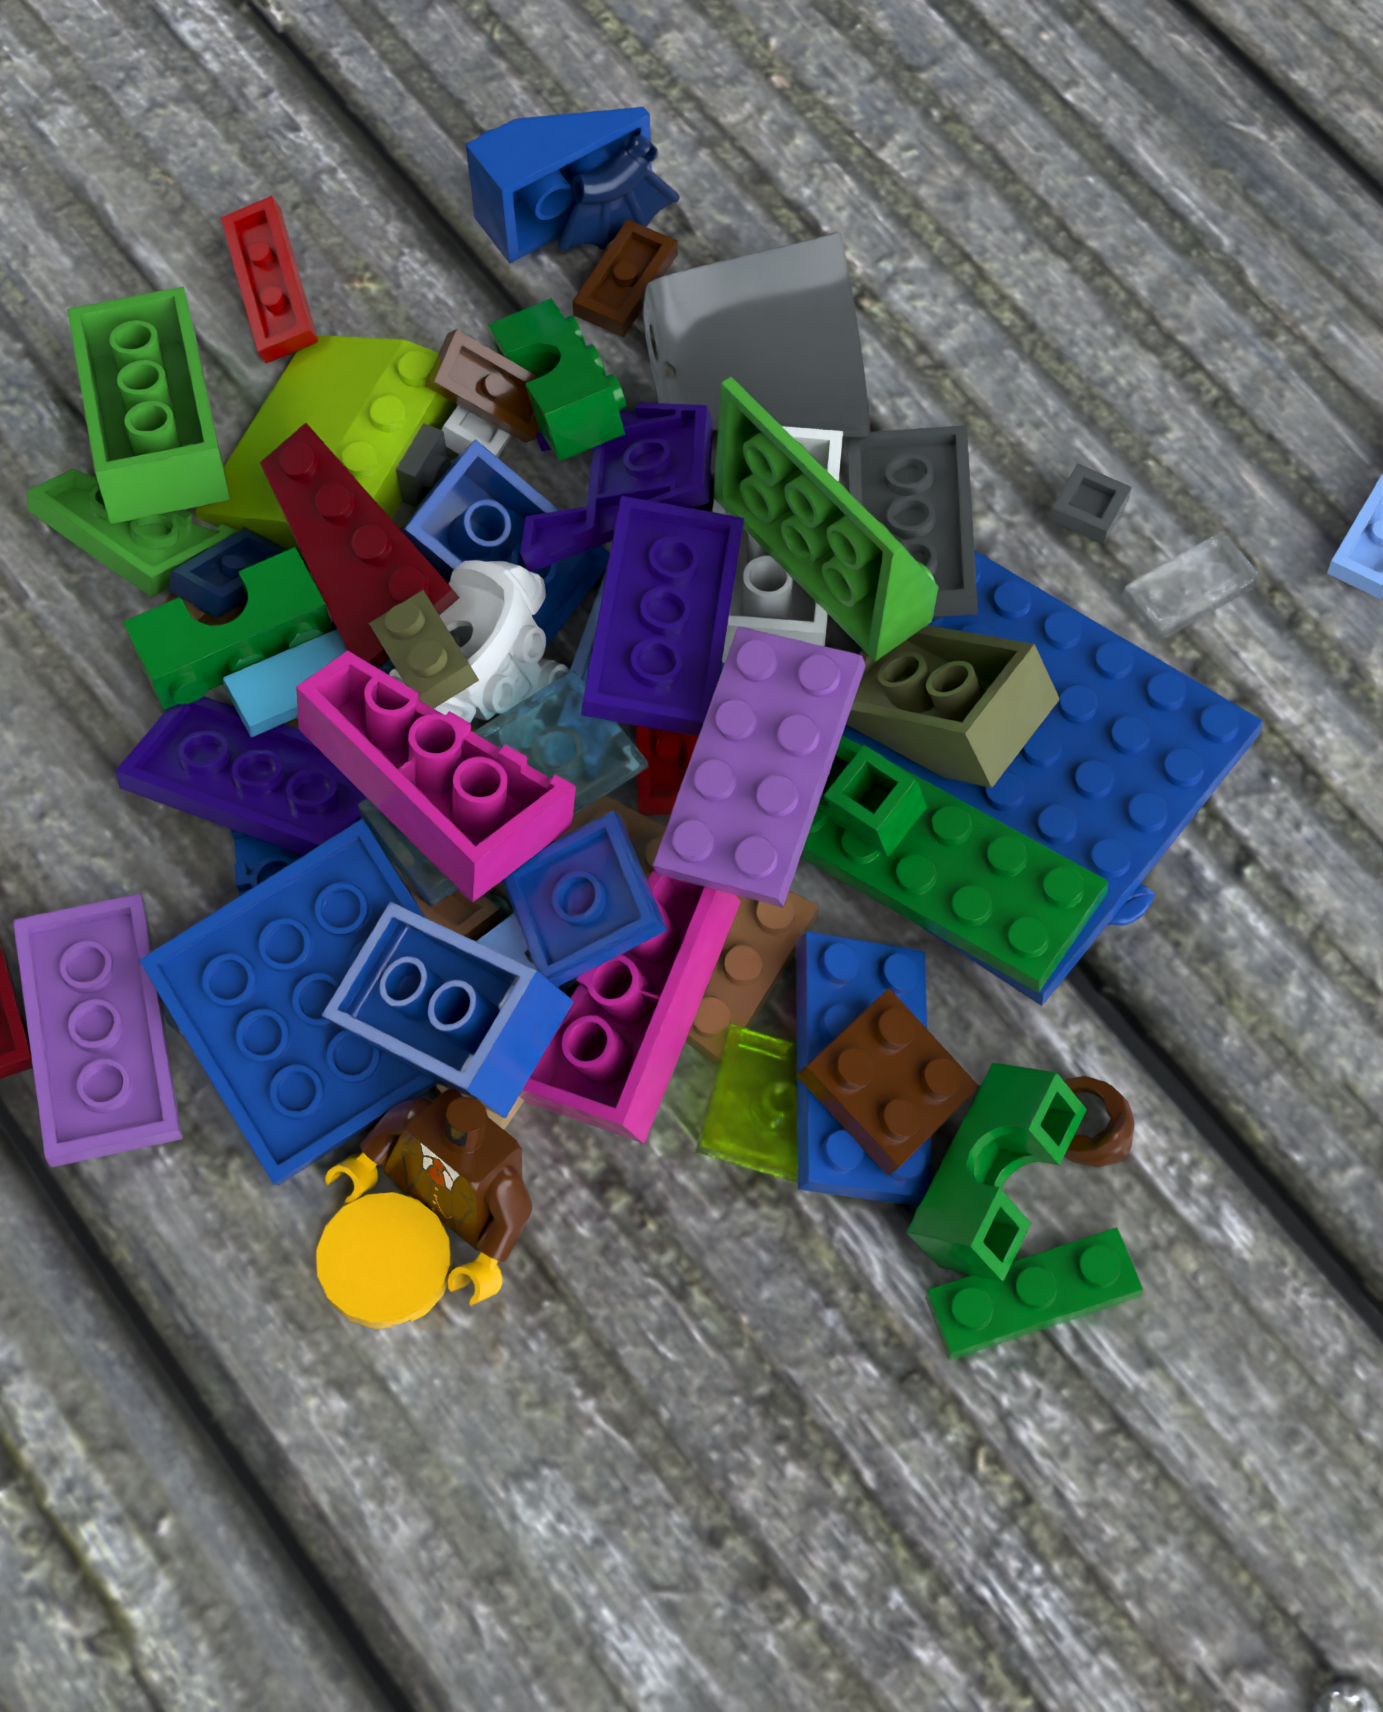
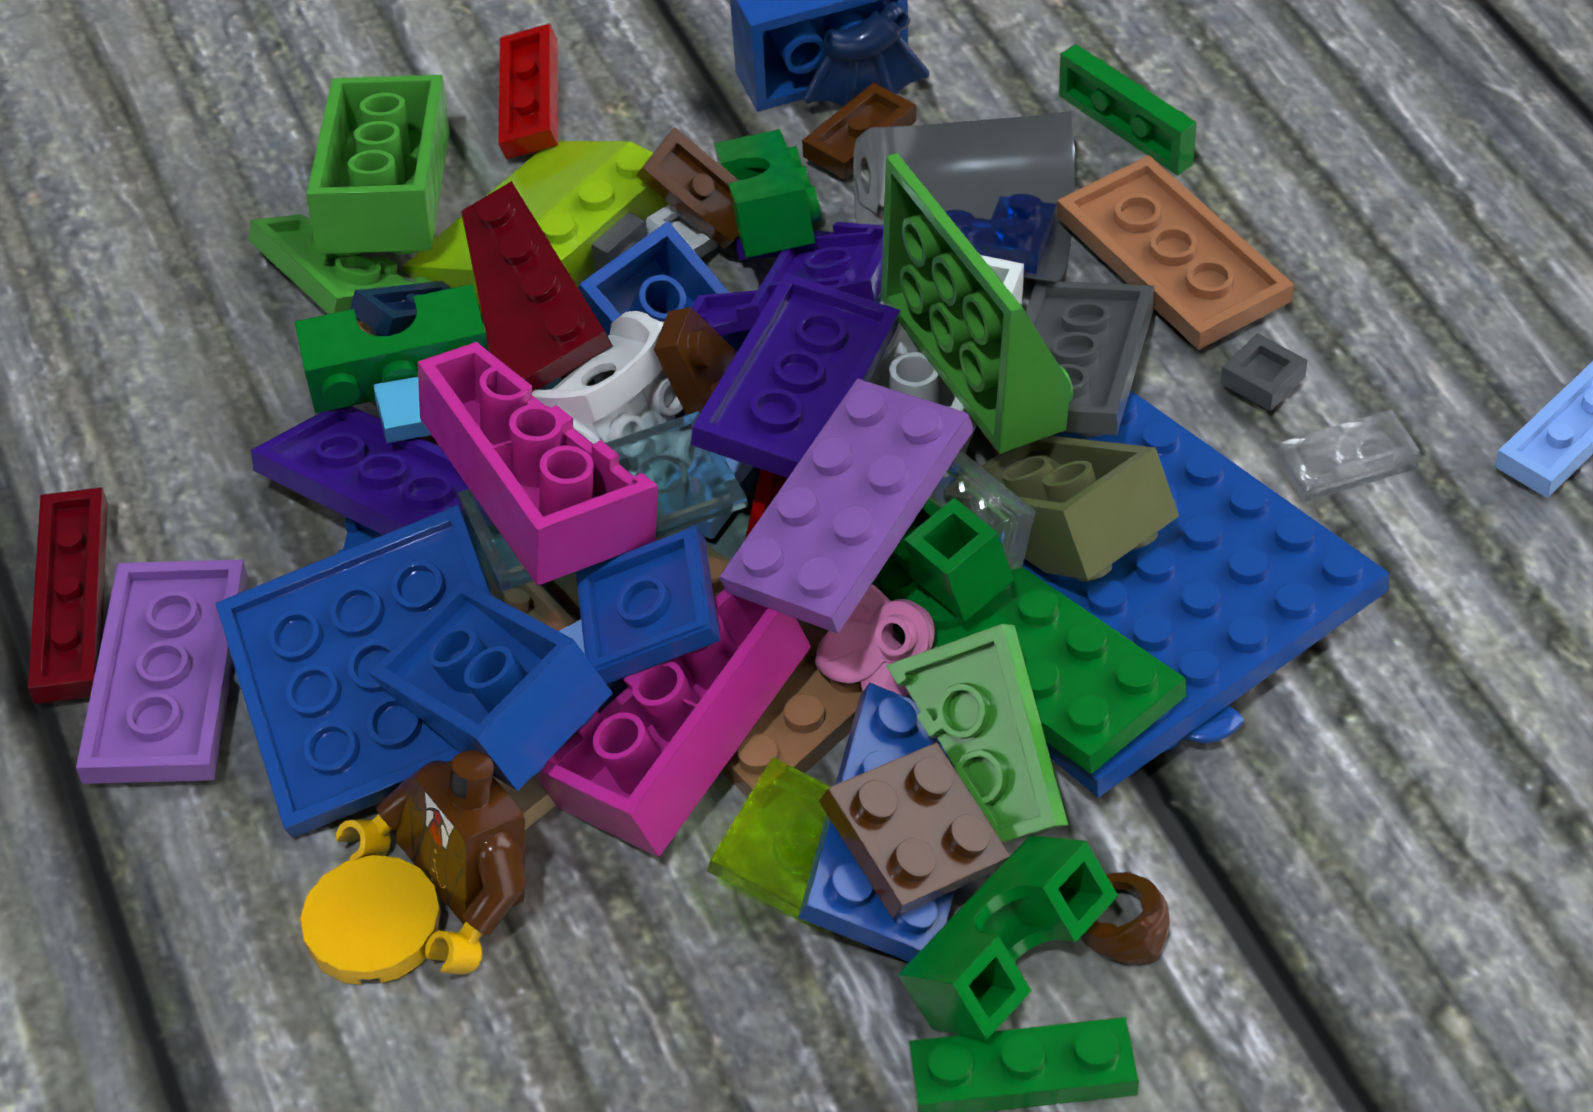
camera: 15 degrees right, 15 degrees down
(424, 650) = (559, 369): olive plate -> none
(556, 612) = (692, 357): none -> reddish brown wing
(810, 901) = (869, 642): none -> bright pink plate
(811, 390) = (1015, 232): none -> clear blue plate
(889, 212) = (1127, 109): none -> green plate
(889, 733) = (990, 502): none -> clear plate
(935, 962) = (987, 721): none -> bright green wing
(973, 374) = (1167, 238): none -> nougat plate

